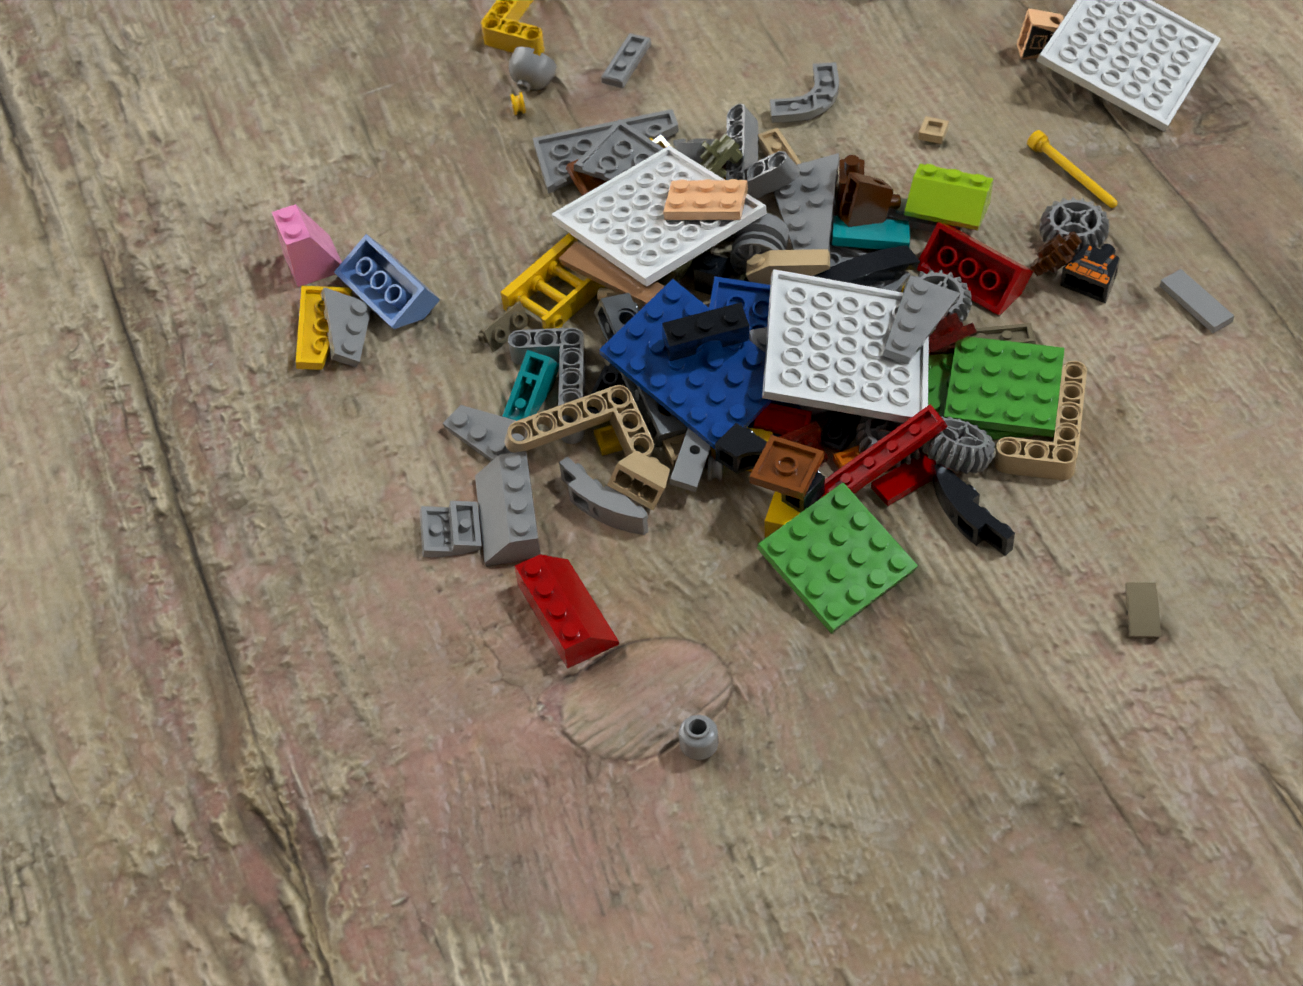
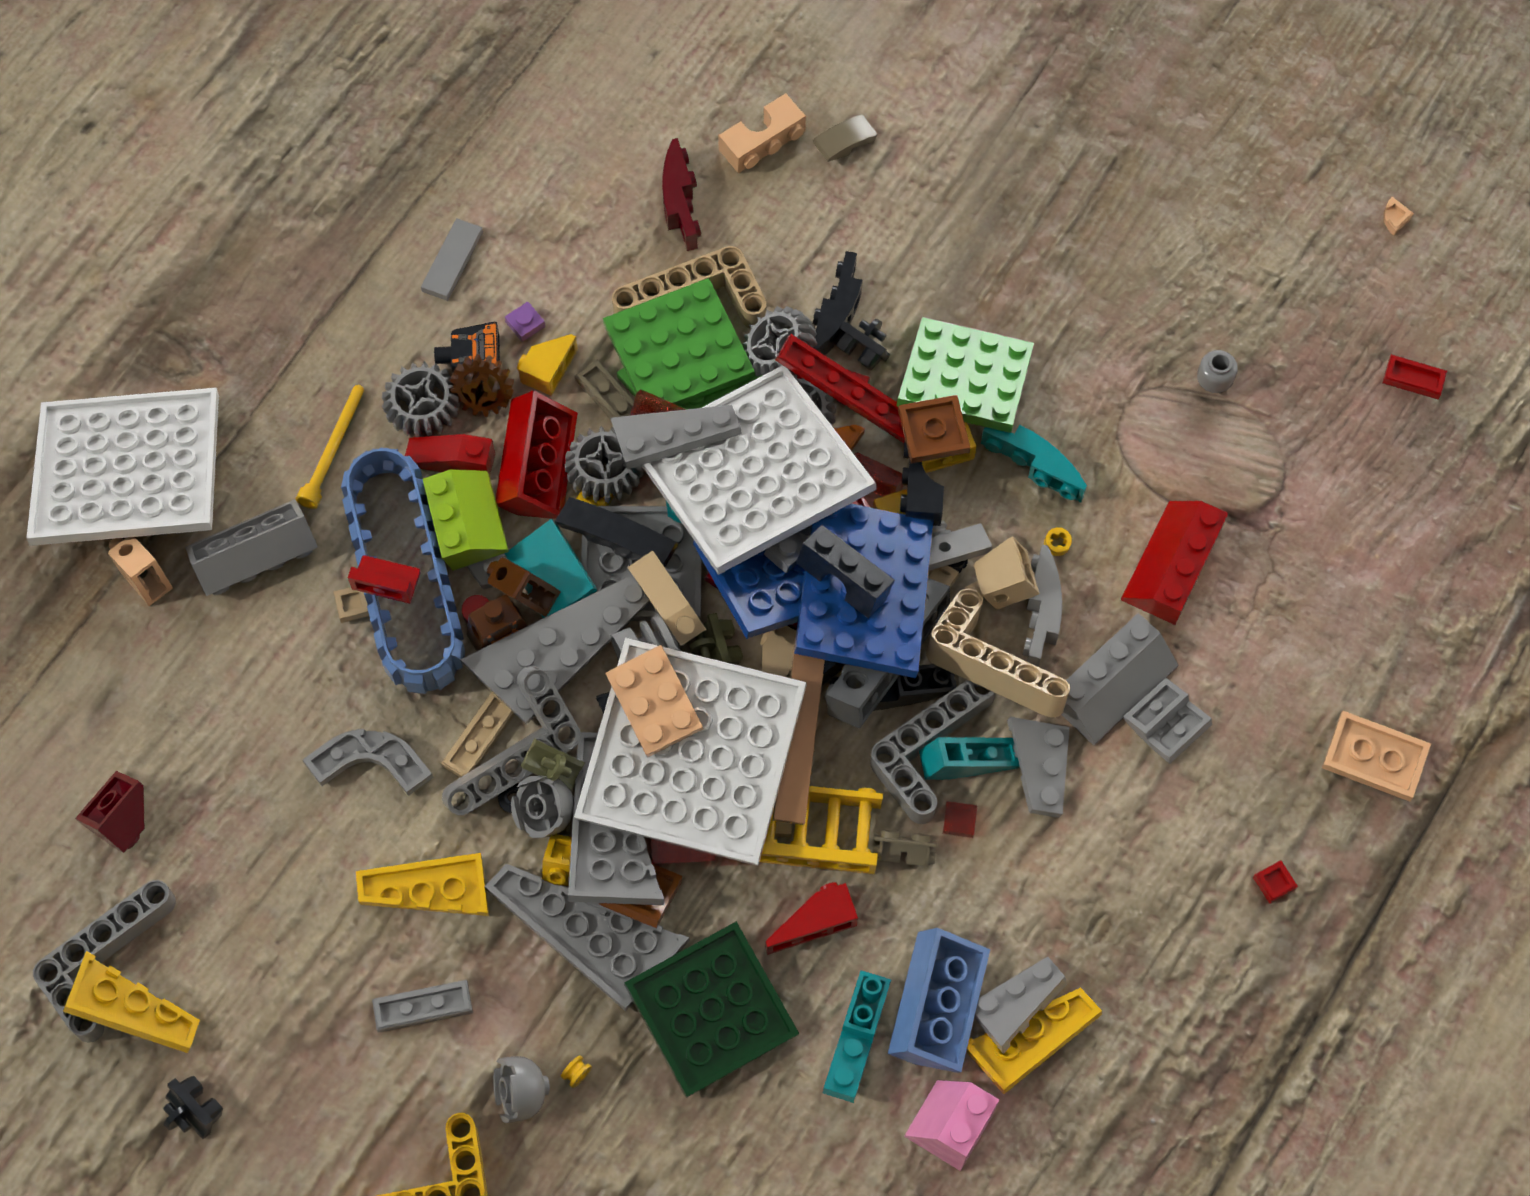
camera: 130 degrees left, 15 degrees up
(280, 522) = (1275, 881): none -> red tile
(300, 640) = (1376, 756): none -> light nougat plate
(404, 235) = (856, 1036): none -> teal slope
(491, 174) = (711, 1009): none -> dark green plate
(495, 369) = (959, 819): none -> clear red tile
(497, 261) = (820, 916): none -> red slope
(576, 906) = (1414, 377): none -> red tile
(649, 553) = (1056, 533): none -> yellow bush
(700, 89) = (430, 885): none -> yellow wing
(716, 571) = (1046, 462): none -> teal slope
(922, 119) = (384, 579): none -> red panel
(922, 511) = (873, 351): none -> black hips
(939, 138) = (361, 470): none -> medium blue piece
(1010, 226) = (452, 452): none -> red slope
(1018, 95) = (251, 548): none -> light grey slope
(1050, 307) = (547, 363): none -> yellow slope
(1105, 318) = (525, 321): none -> medium lavender plate
(1168, 461) = (678, 193): none -> dark red slope
(1187, 569) = (746, 147): none -> light nougat arch

